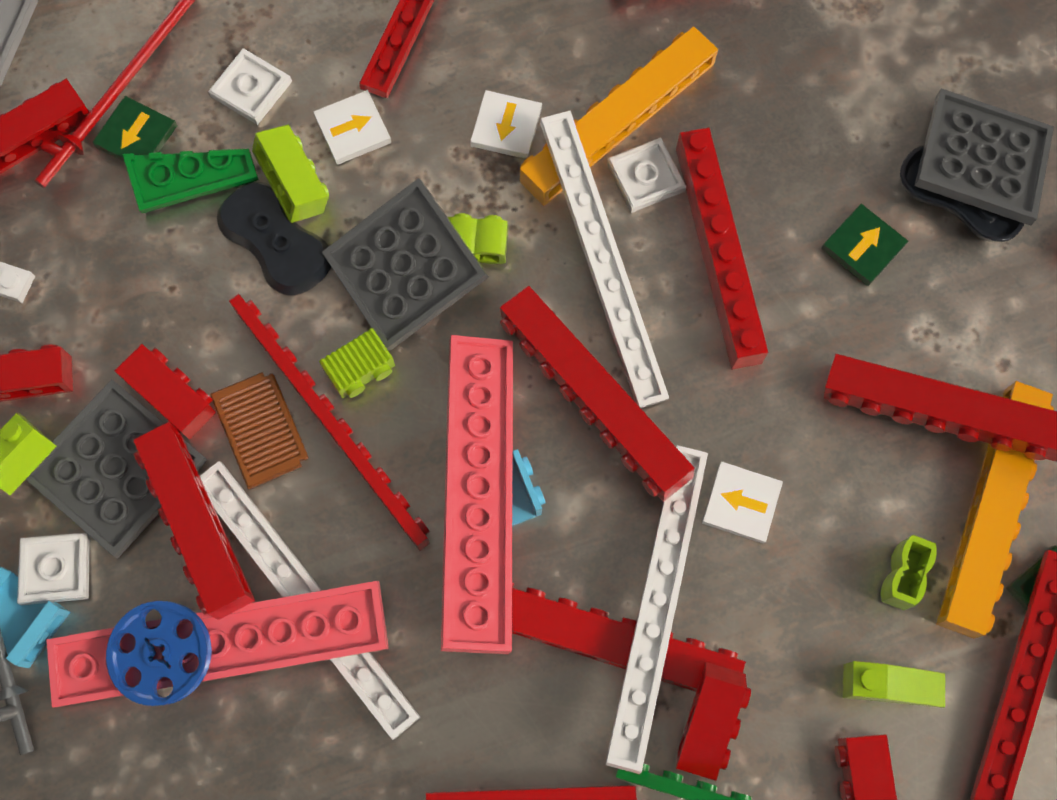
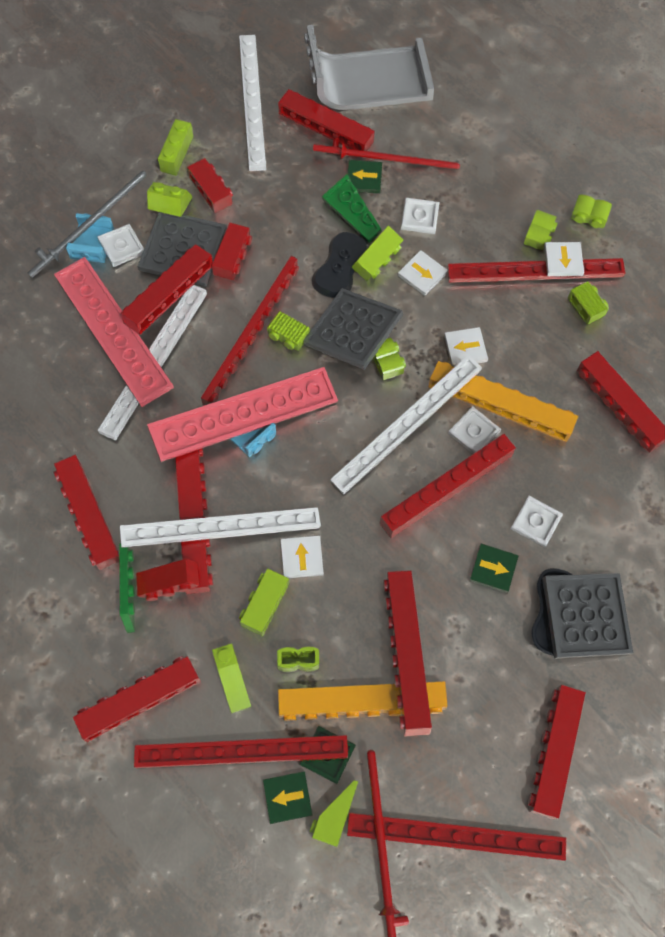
camera: 65 degrees right, 5 degrees down
(142, 655) = (101, 310): blue wedge -> none
(259, 429) = (233, 303): dark orange window -> none
(597, 395) = (324, 452): red brick -> none
(796, 587) = (264, 602): none -> lime brick
(817, 158) = (536, 521): none -> white tile

